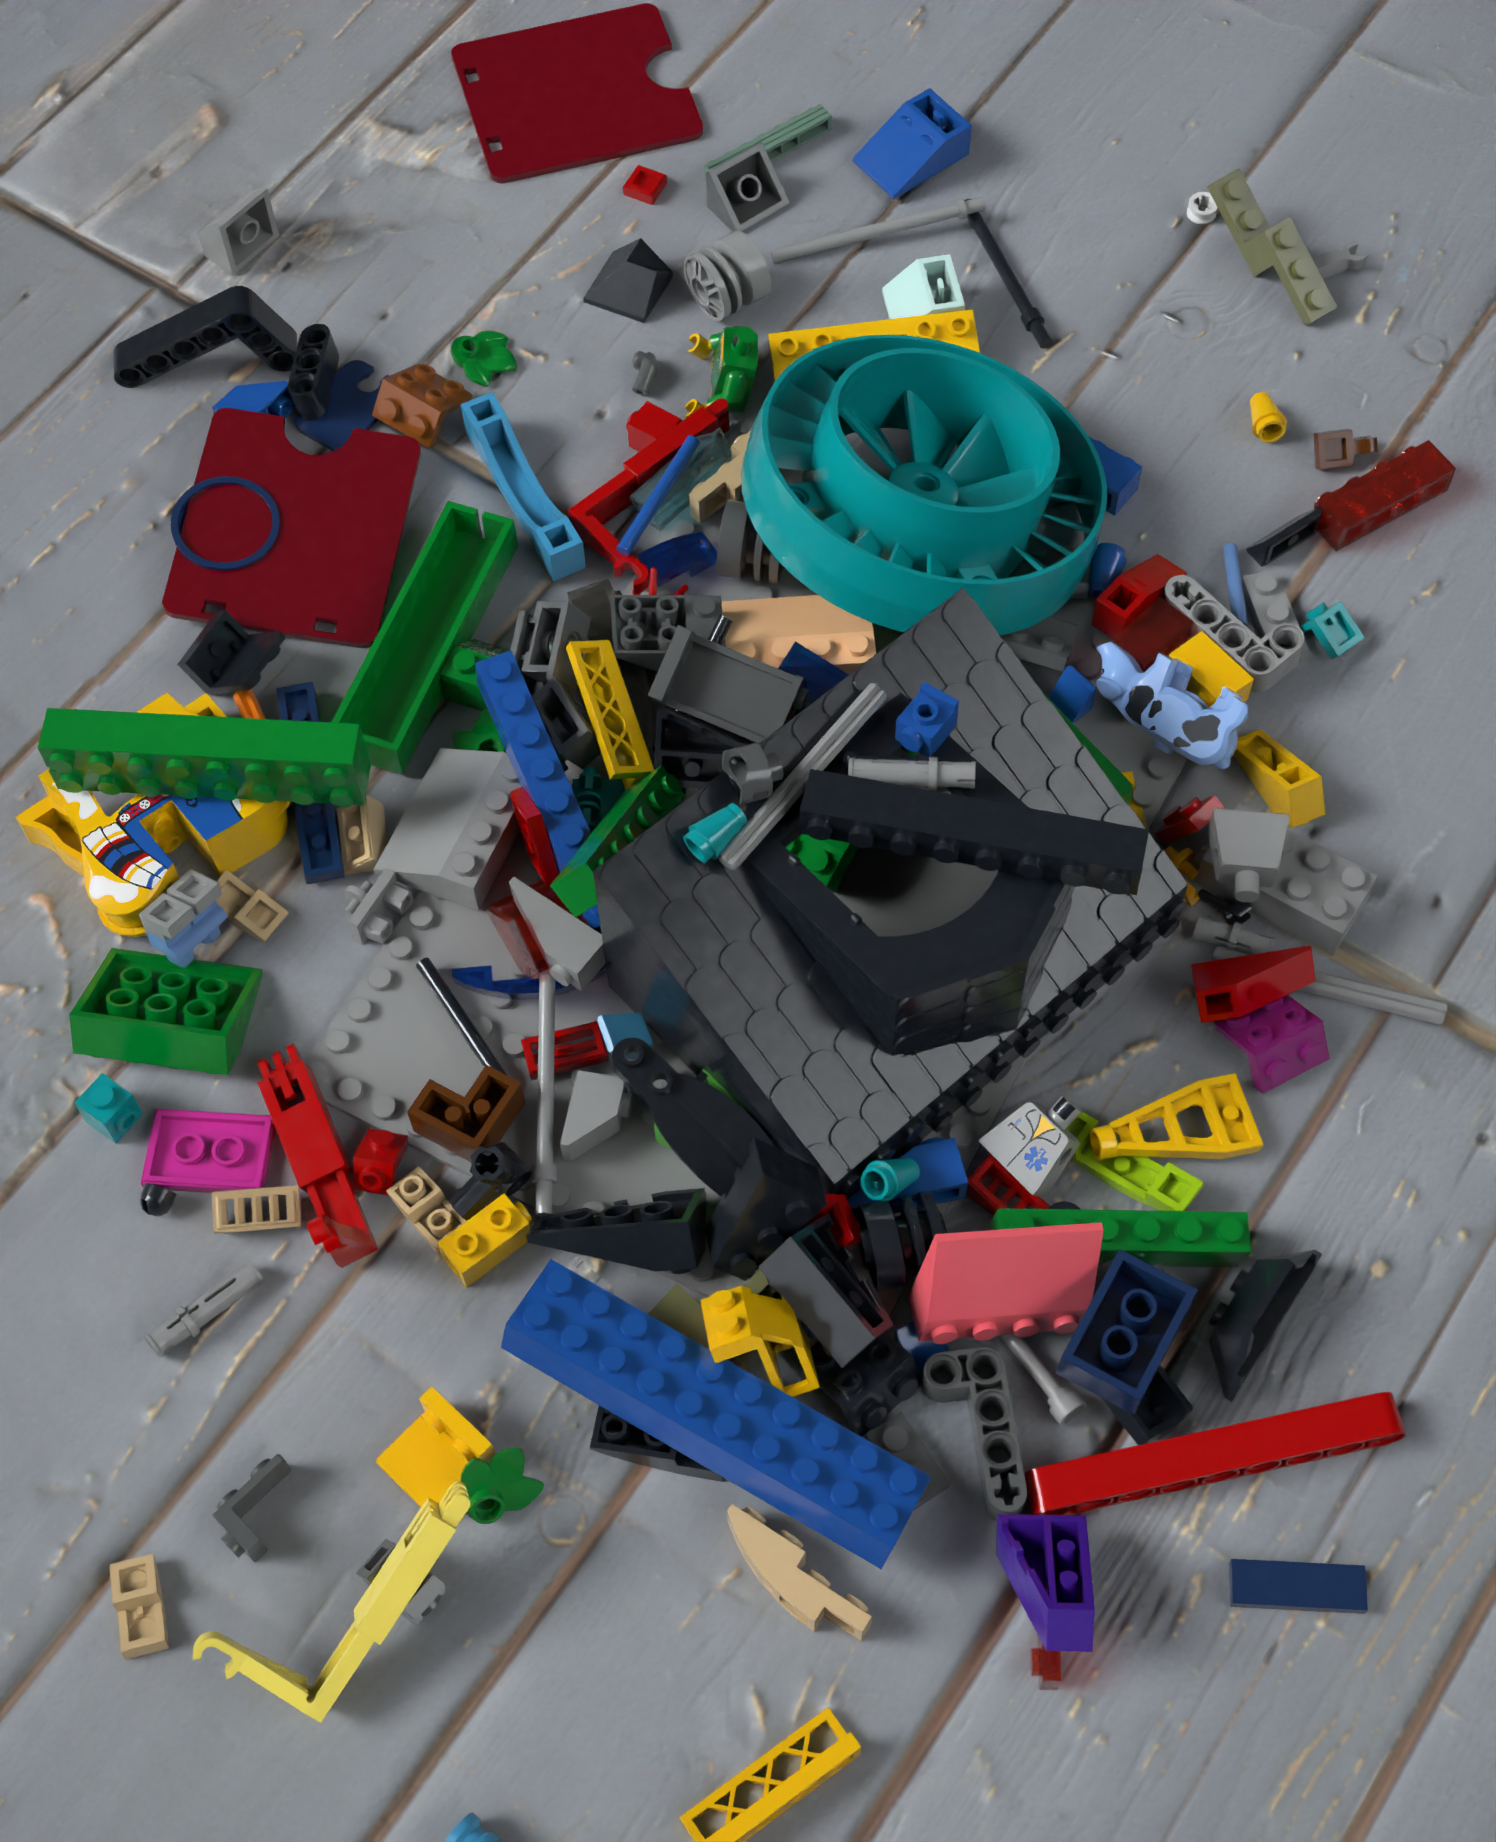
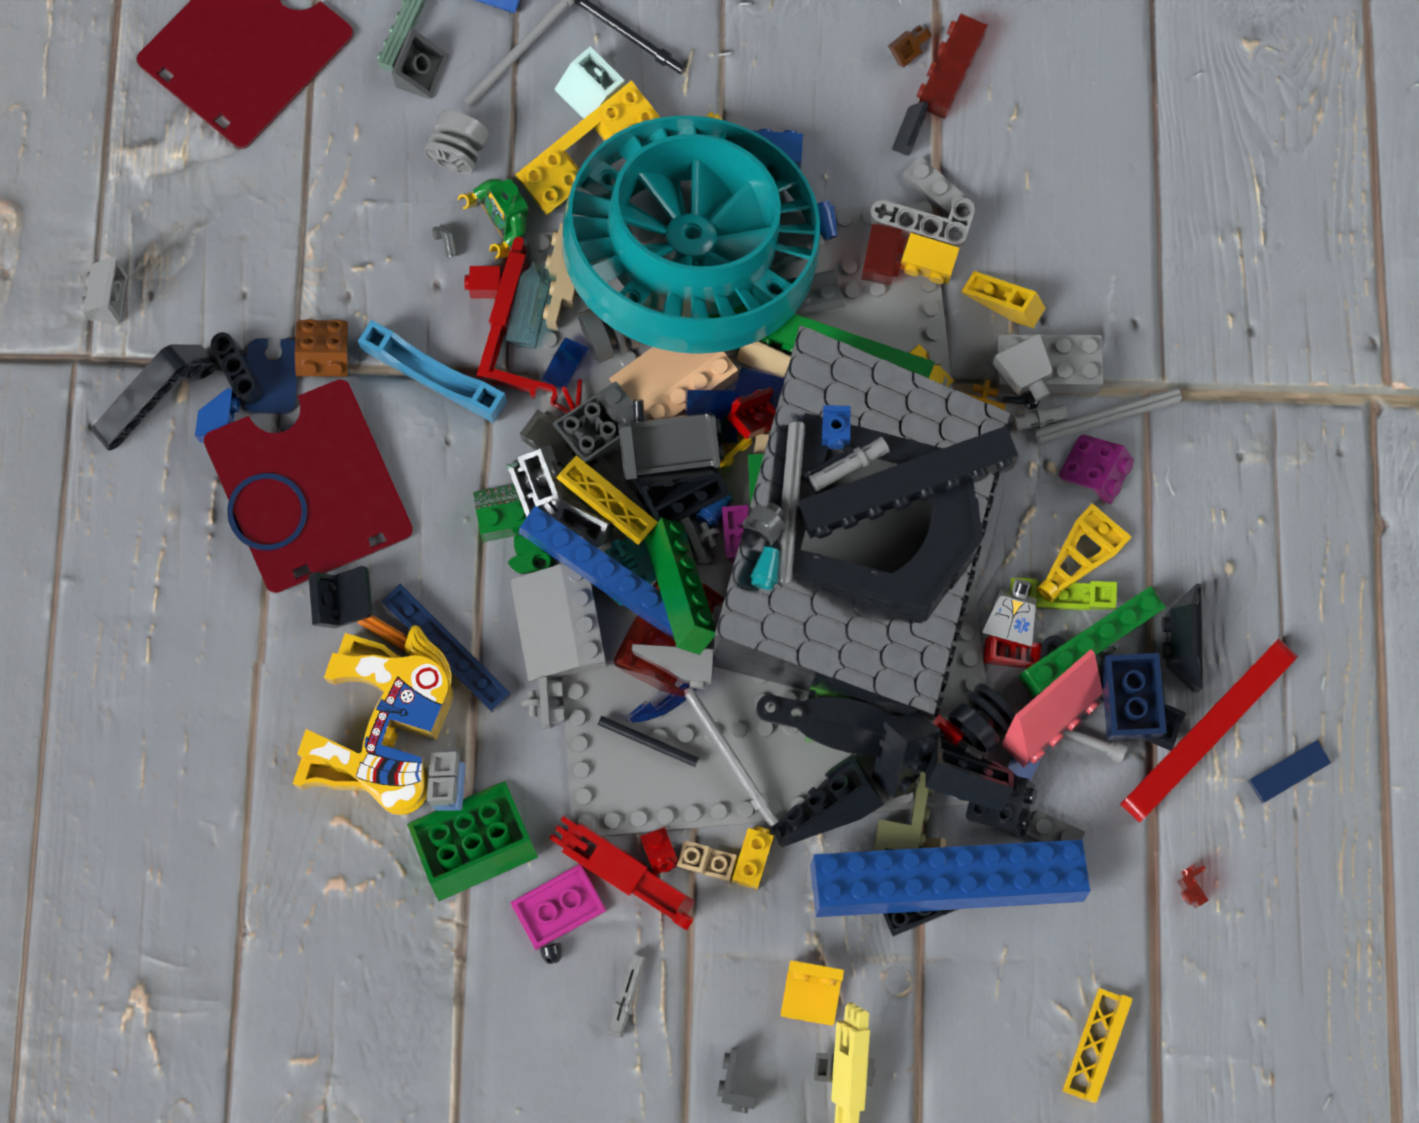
camera: 35 degrees left, 15 degrees up
(108, 1108) = (487, 920): teal brick -> none
(205, 756) = (400, 685): green piece -> none
(220, 1212) = (600, 920): tan slope -> none
(249, 910) = (470, 749): tan slope -> none
(362, 835) = (501, 661): tan slope -> none
(432, 614) = (448, 512): green piece -> none
(468, 1121) = (703, 801): reddish brown brick -> none
(483, 356) = (338, 289): green plate -> none
(494, 1173) = (736, 821): black piece -> none
(500, 1483) = (857, 985): green plate -> none
(534, 835) = (619, 607): red tile -> none
(573, 1062) = (733, 704): red tile -> none
(594, 1112) = (763, 748): light grey slope -> none
(622, 1026) = (748, 691): dark azure slope -> none
(630, 282) = (388, 178): black slope -> none
(645, 185) = (345, 95): red tile -> none
(658, 495) = (528, 333): blue bar -> none
(747, 1321) = (938, 822): yellow piece -> none
(778, 1565) = (1027, 932): tan slope -> none
(887, 1178) = (958, 691): teal cone -> none
(939, 1172) = (965, 674): blue slope -> none
(986, 1433) = (1086, 794): dark grey beam -> none
(1051, 1576) = (1172, 850): dark purple wedge -> none
(1073, 694) = (858, 318): blue slope -> none
(1132, 594) = (855, 226): red slope -> none
(1167, 711) = (924, 298): light blue animal -> none
(1187, 819) = (975, 361): red plate -> none
(1234, 582) = (904, 182): medium blue bar -> none
(1248, 982) = (1066, 447): red slope -> none
(1267, 419) = (852, 49): yellow cone -> none
(1333, 628) = (977, 178): teal bracket -> none

